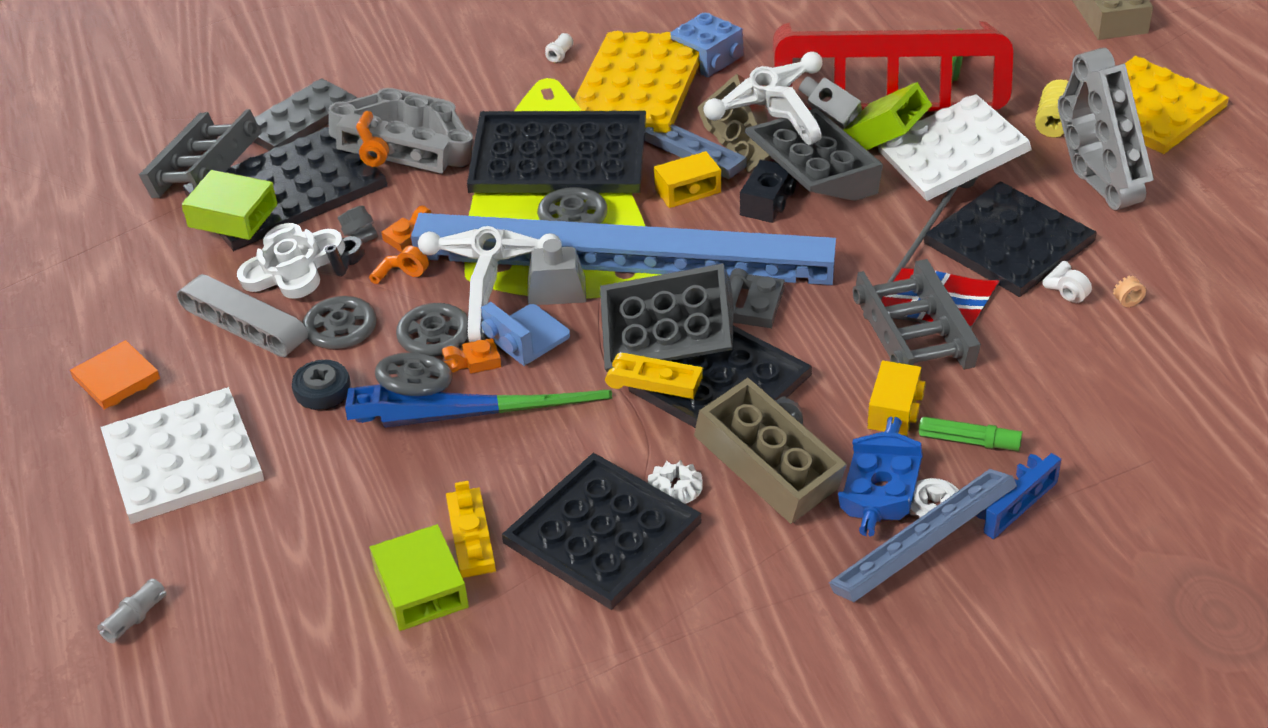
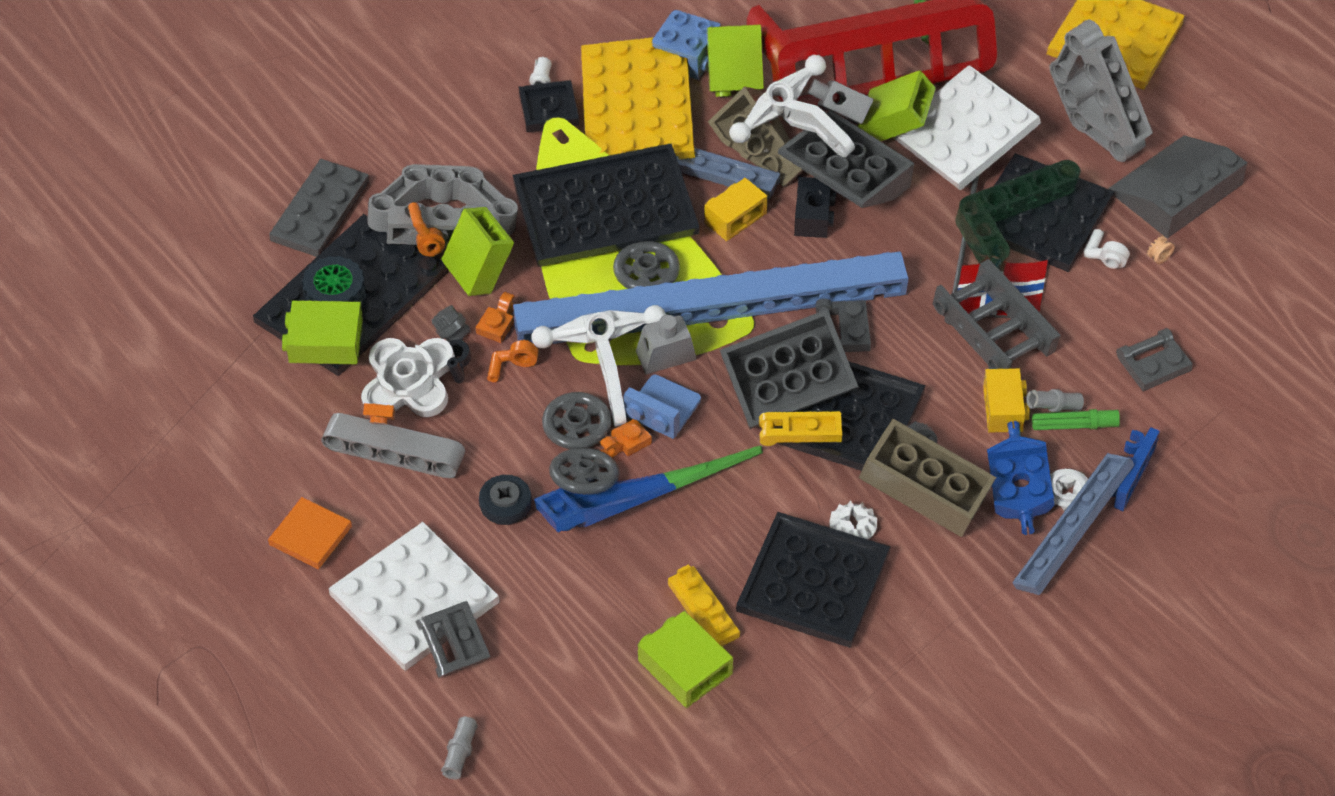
camera: 20 degrees left, 10 degrees up
(188, 146) = (235, 267): dark grey fence -> none
(198, 498) = (461, 634): none -> dark grey plate
(234, 277) = (379, 413): none -> orange plate
(266, 163) = (334, 281): none -> black wheel
(340, 322) = (482, 451): dark grey plate -> none
(410, 164) = (477, 251): none -> lime brick
(558, 66) = (546, 102): none -> black plate
(740, 49) = (734, 58): none -> lime brick
(950, 406) = (1055, 400): none -> light grey pin
(967, 212) = (1008, 204): none -> clear green beam
(1047, 116) = (1037, 56): light yellow piece -> none
(1086, 402) = (1158, 366): none -> dark grey plate
(1176, 238) = (1180, 183): none -> dark grey slope

